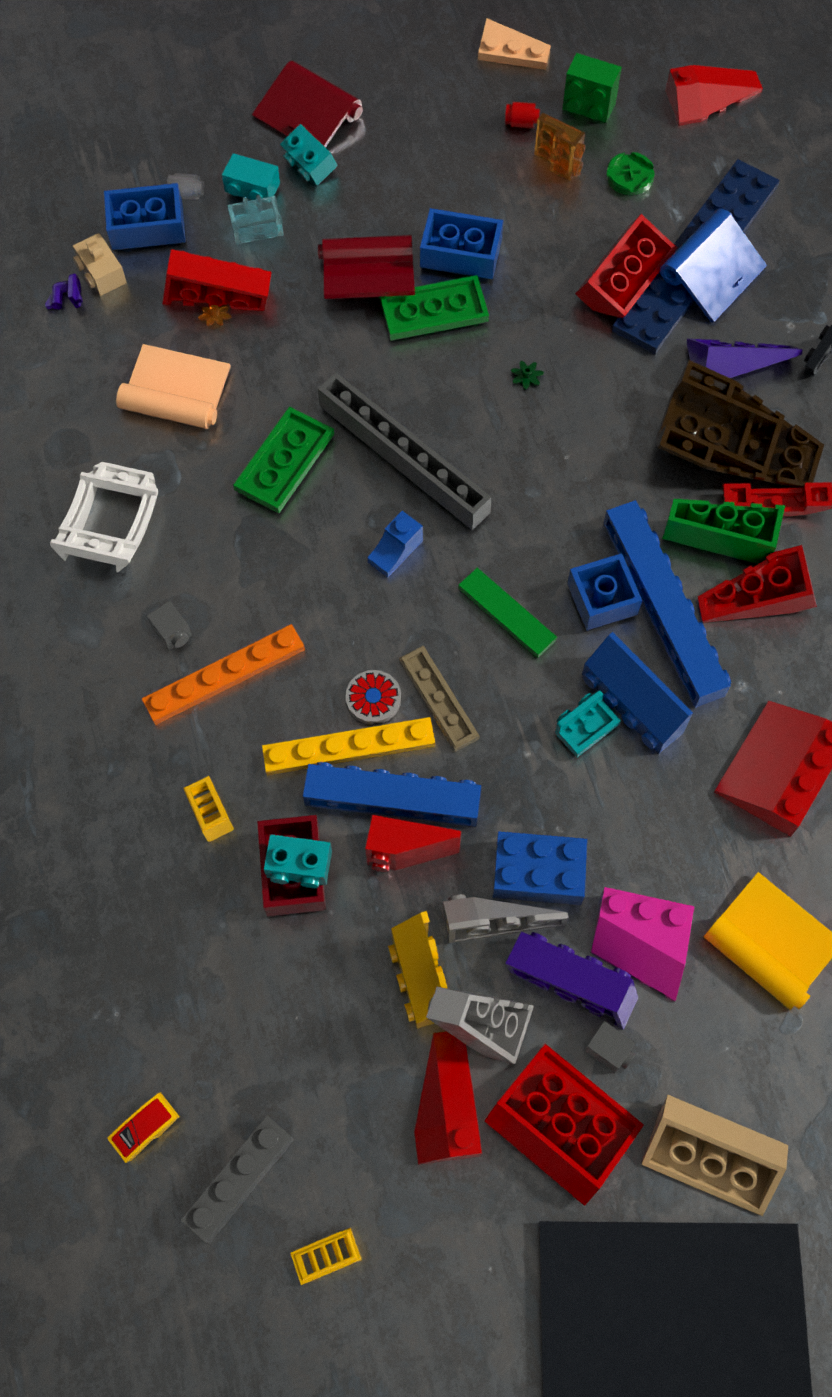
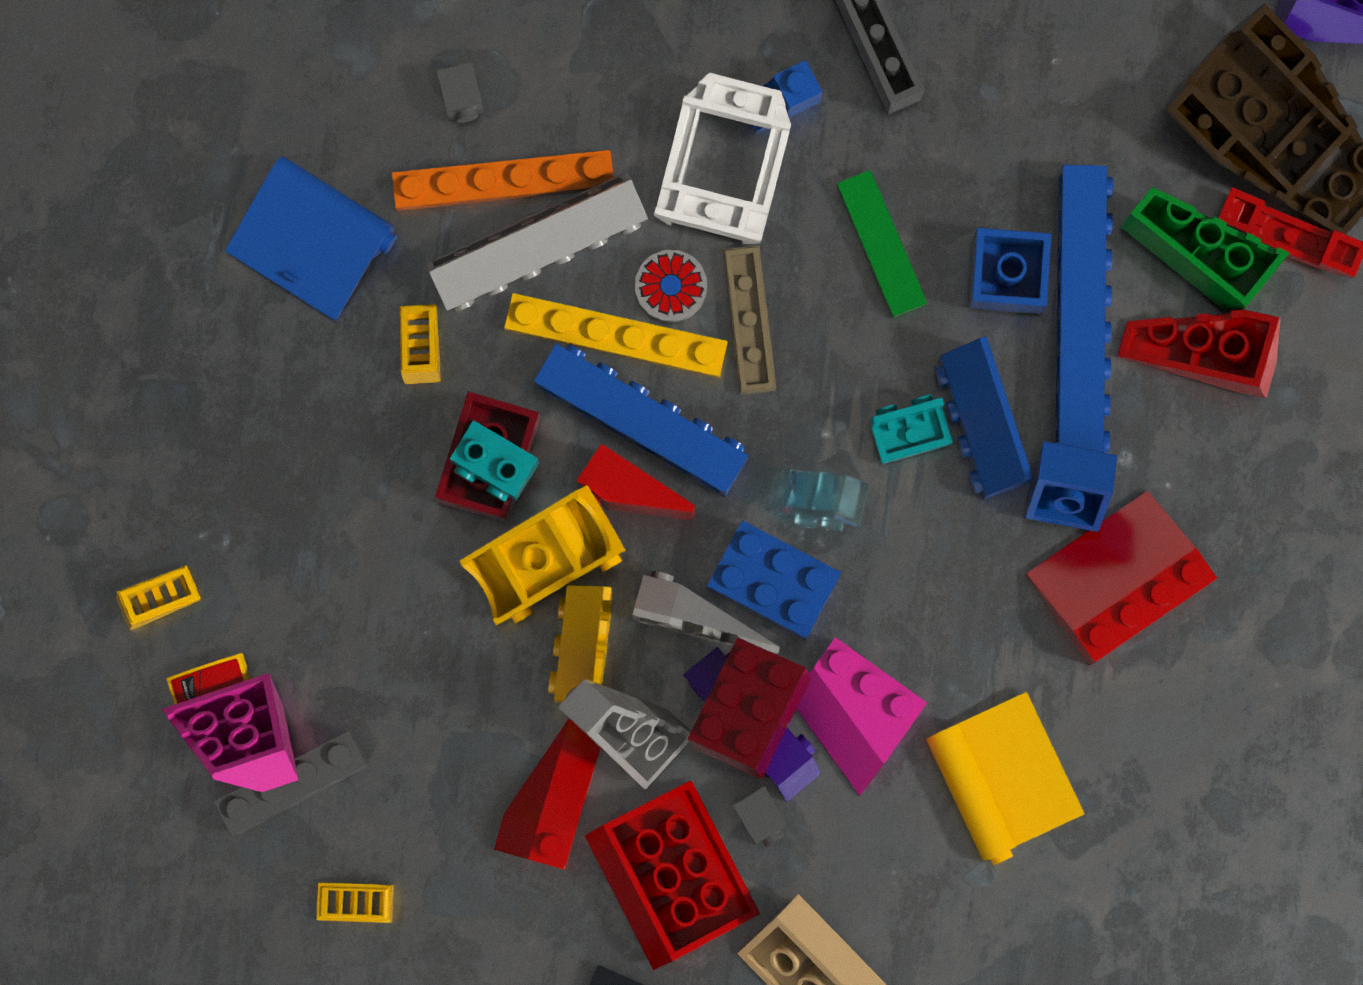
camera: 20 degrees right, 15 degrees up
(70, 1069) = (124, 597): none -> yellow slope
(97, 766) = (309, 237): none -> blue door
(180, 1155) = (239, 734): none -> dark pink wedge
(264, 703) = (537, 242): none -> light grey brick
(363, 916) = (544, 555): none -> yellow piece
(382, 633) = (711, 210): none -> white wedge
(550, 793) = (824, 499): none -> clear light blue brick
(569, 962) = (749, 708): none -> dark red brick
(720, 713) = (1071, 486): none -> blue brick

